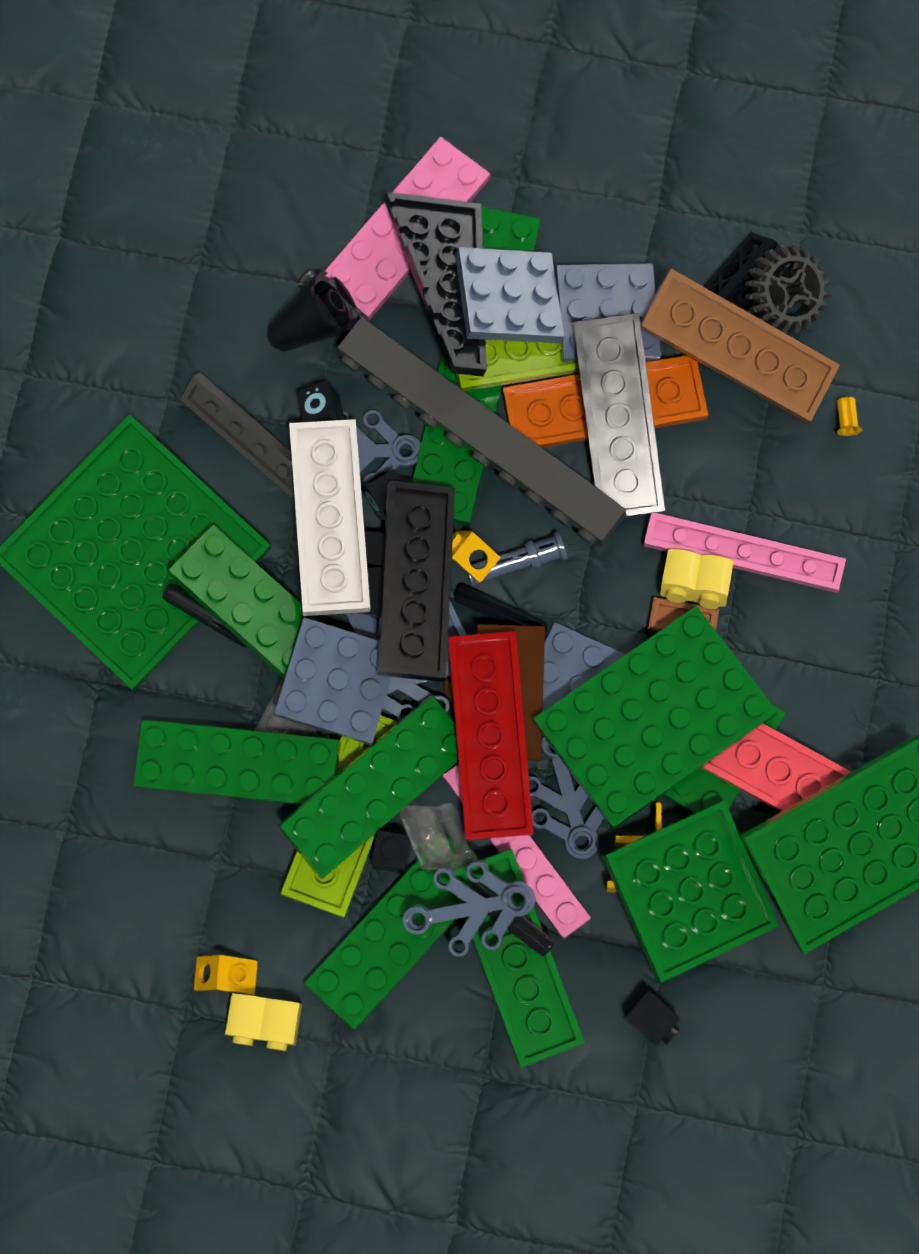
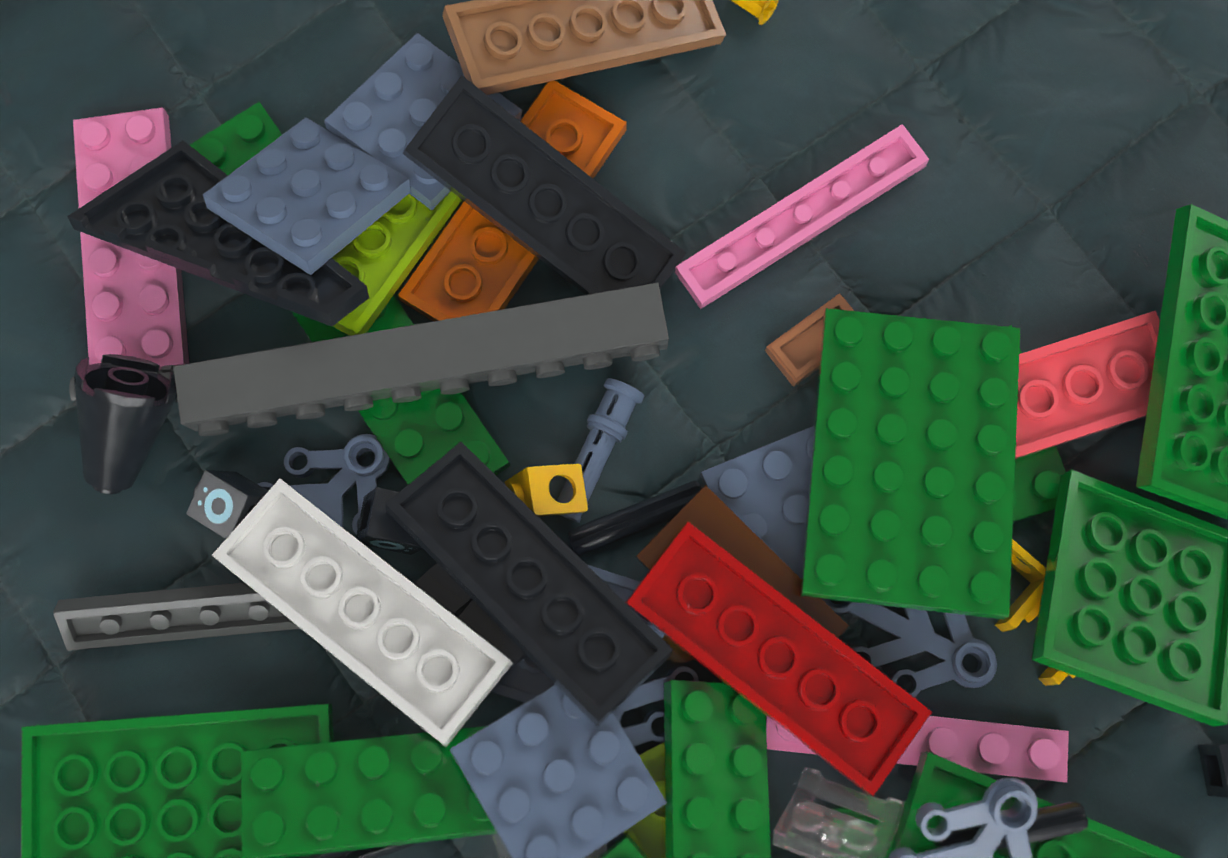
camera: 50 degrees left, 0 degrees up
(696, 578) = (790, 285): light yellow brick -> none

